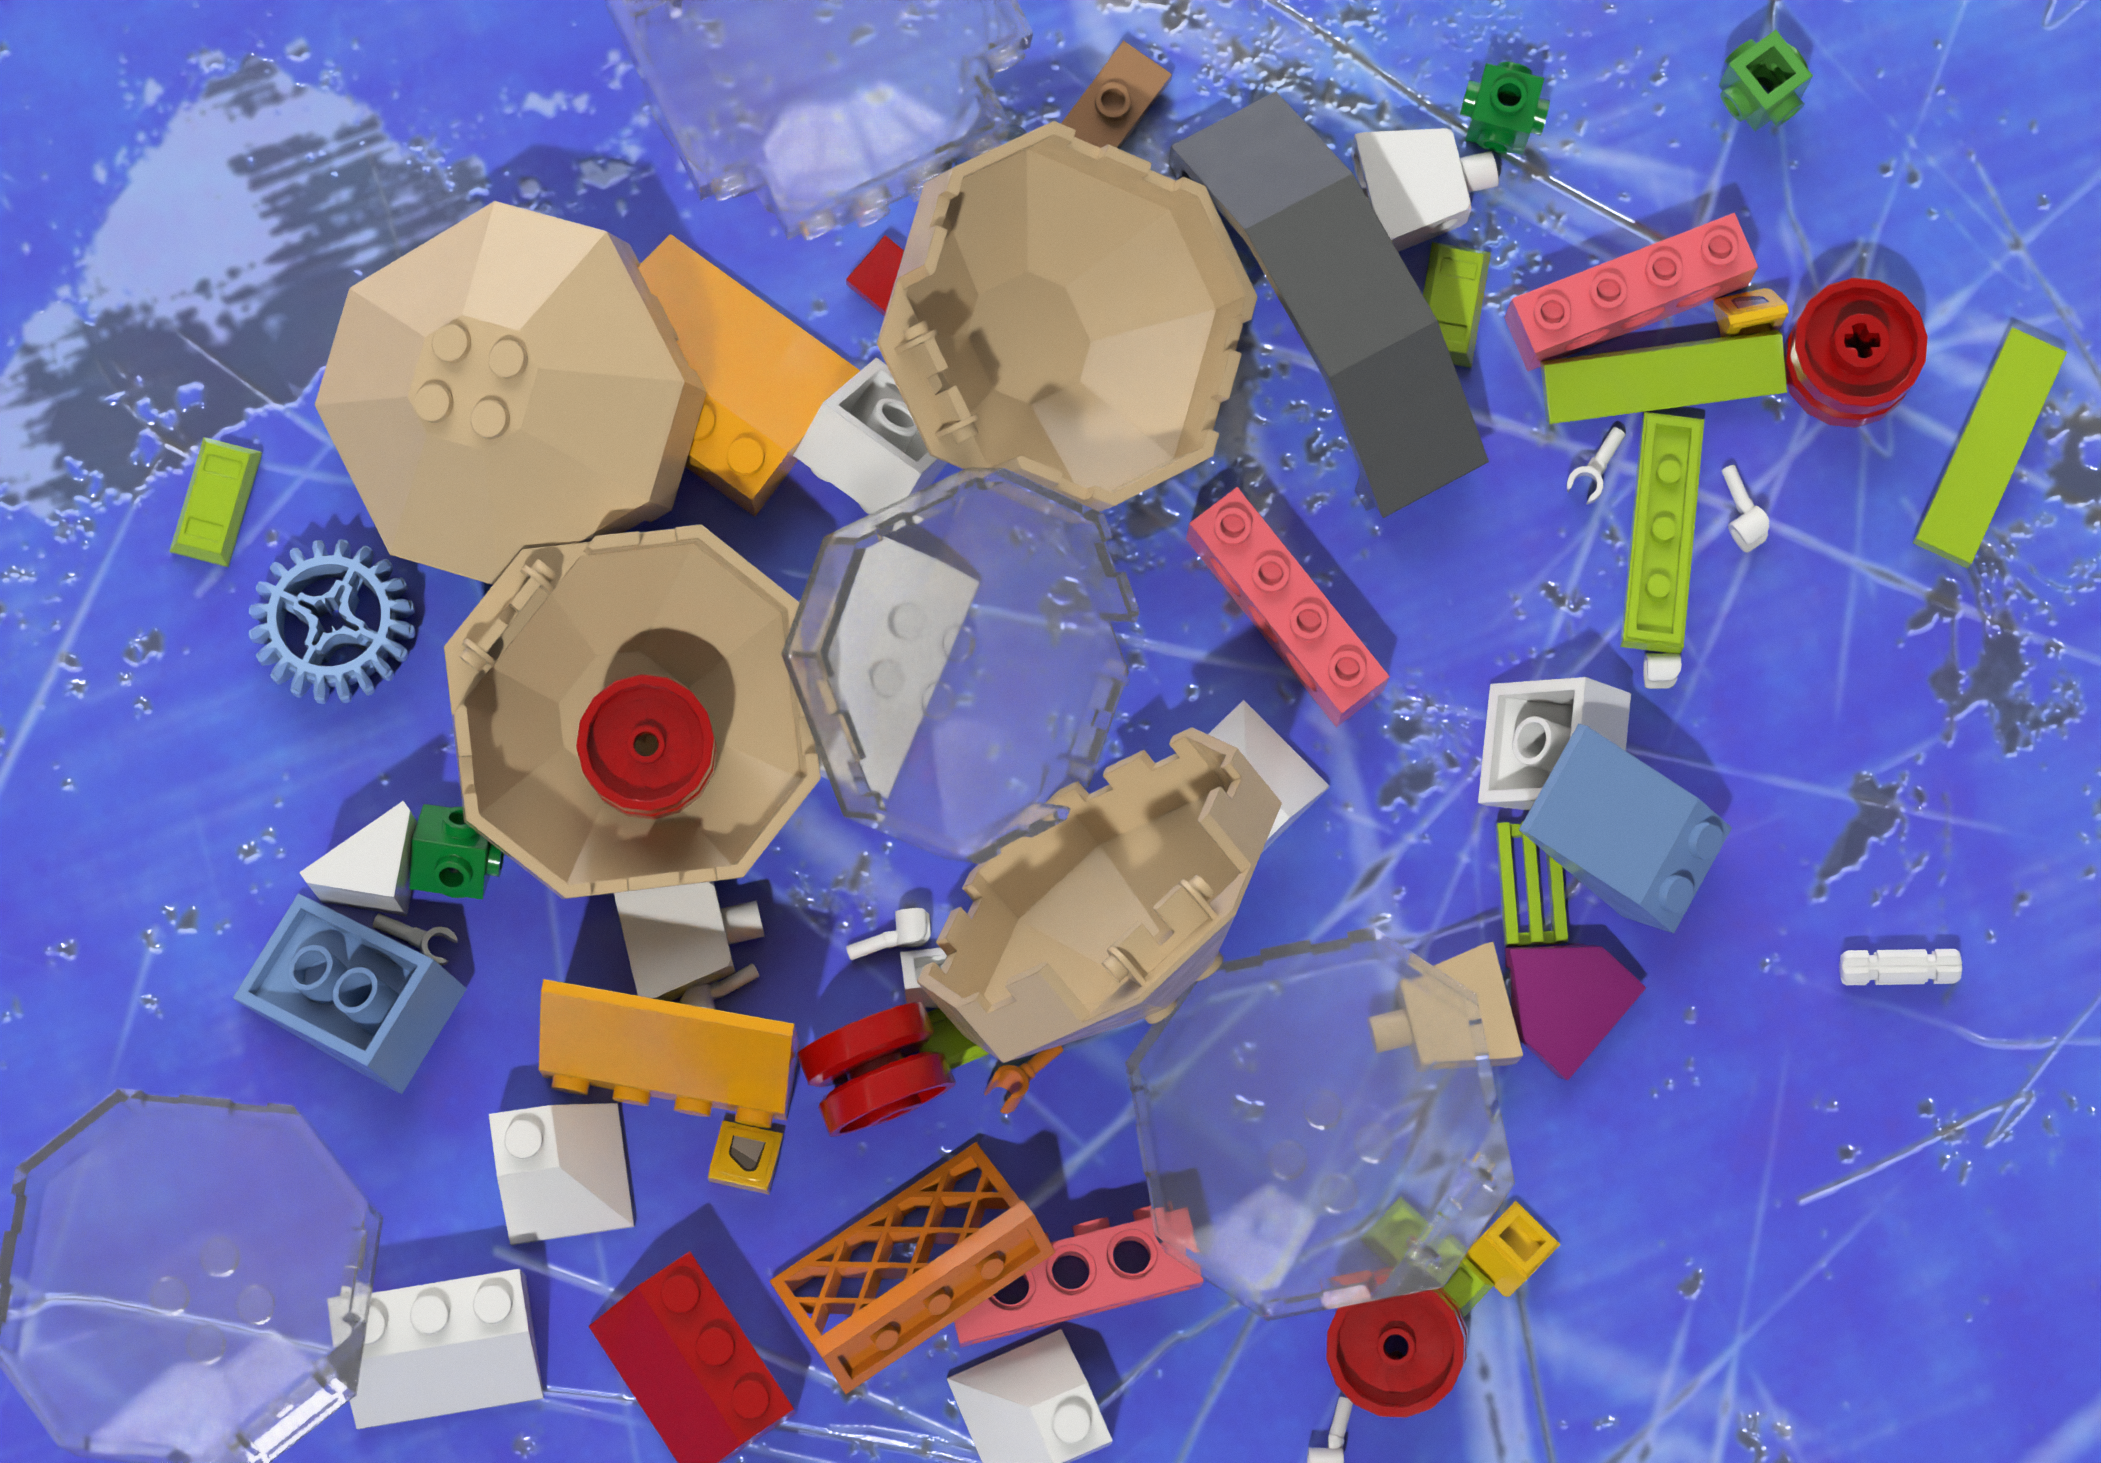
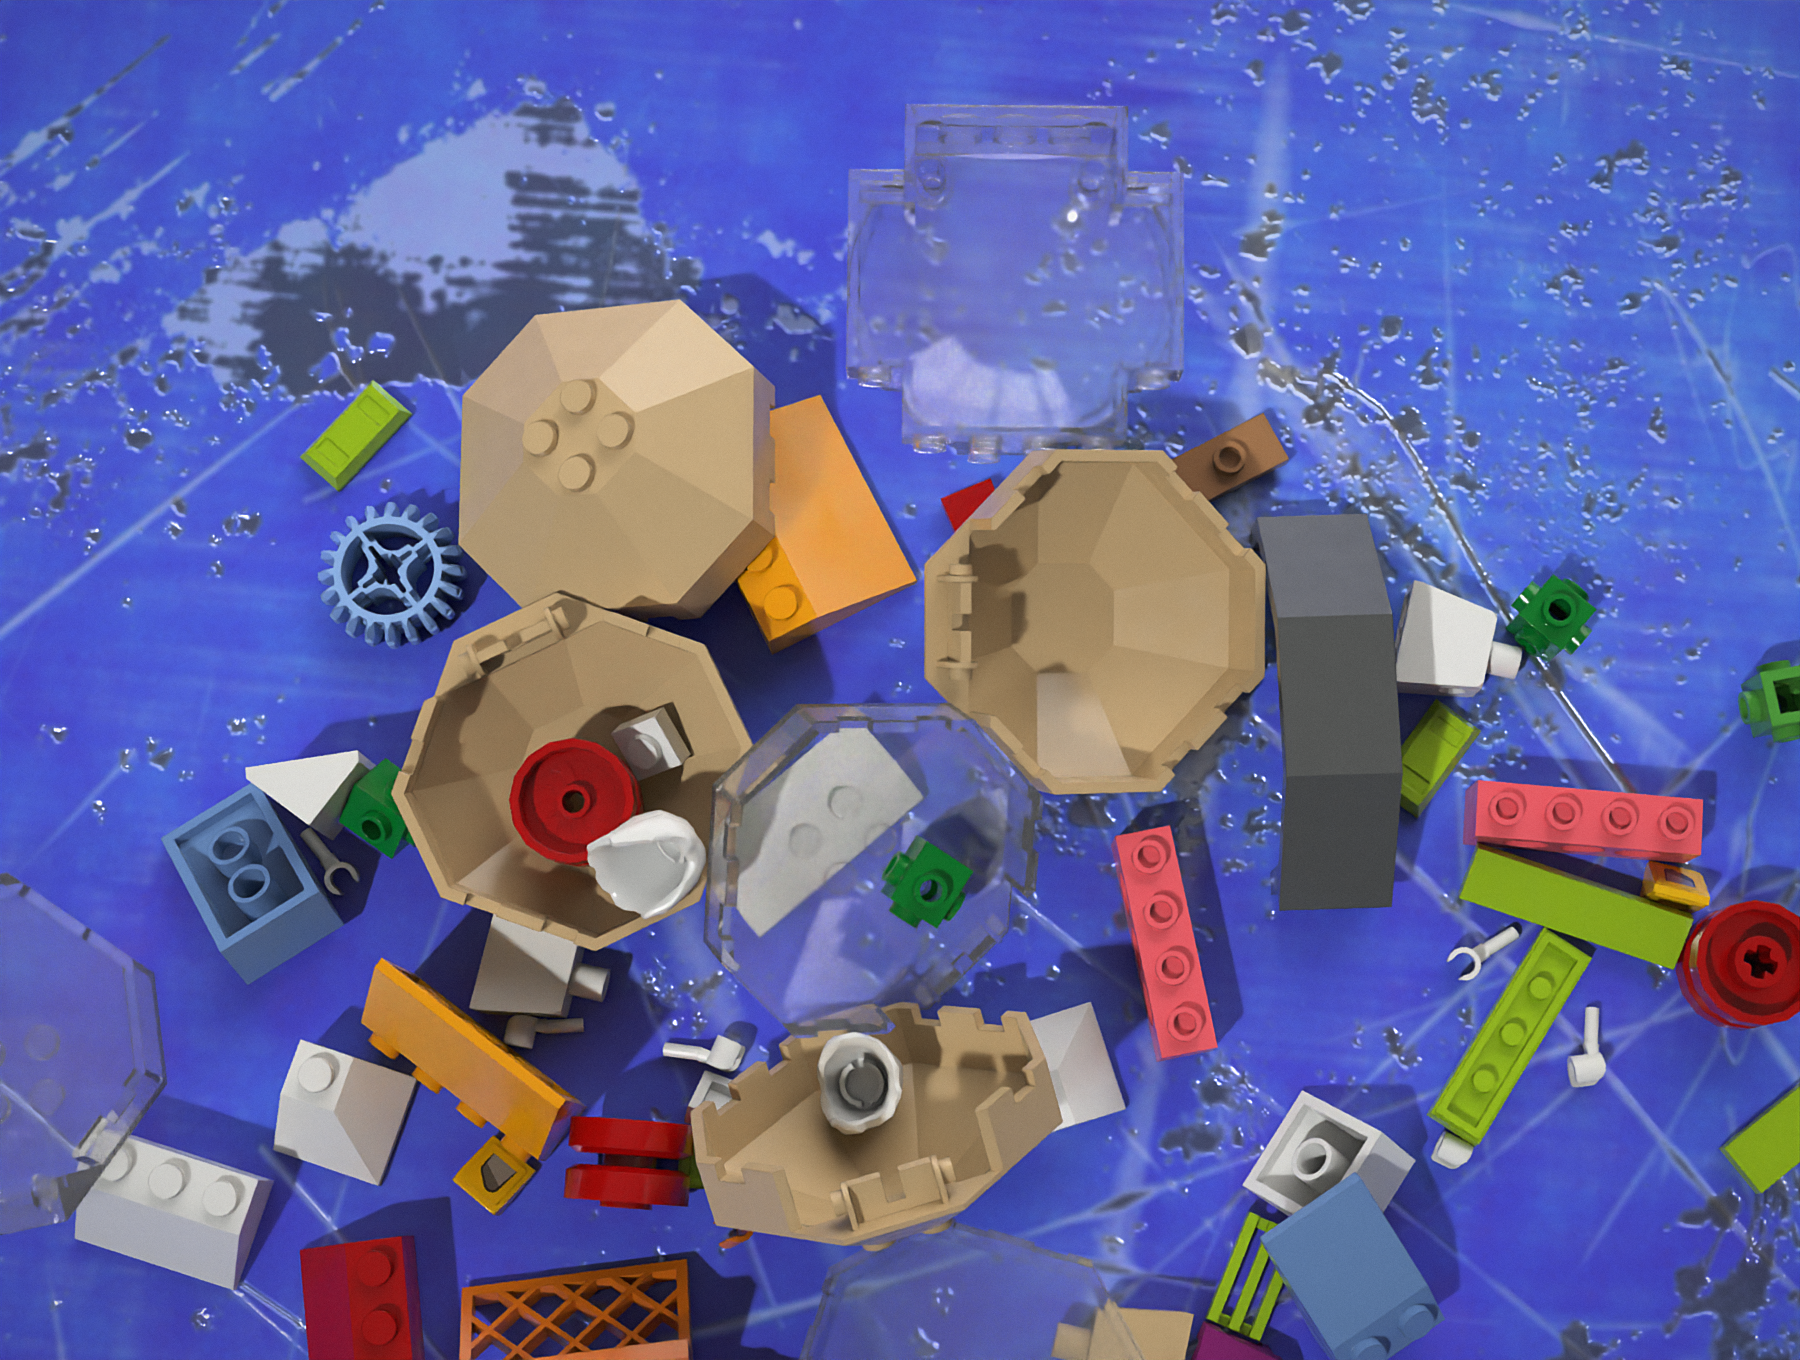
camera: 35 degrees right, 0 degrees up
(687, 654) = (650, 744): none -> white plate
(754, 763) = (648, 862): none -> white hair
(869, 442) = (884, 642): white slope -> none
(1028, 658) = (943, 890): none -> green brick
(1061, 878) = (858, 1082): none -> white hair

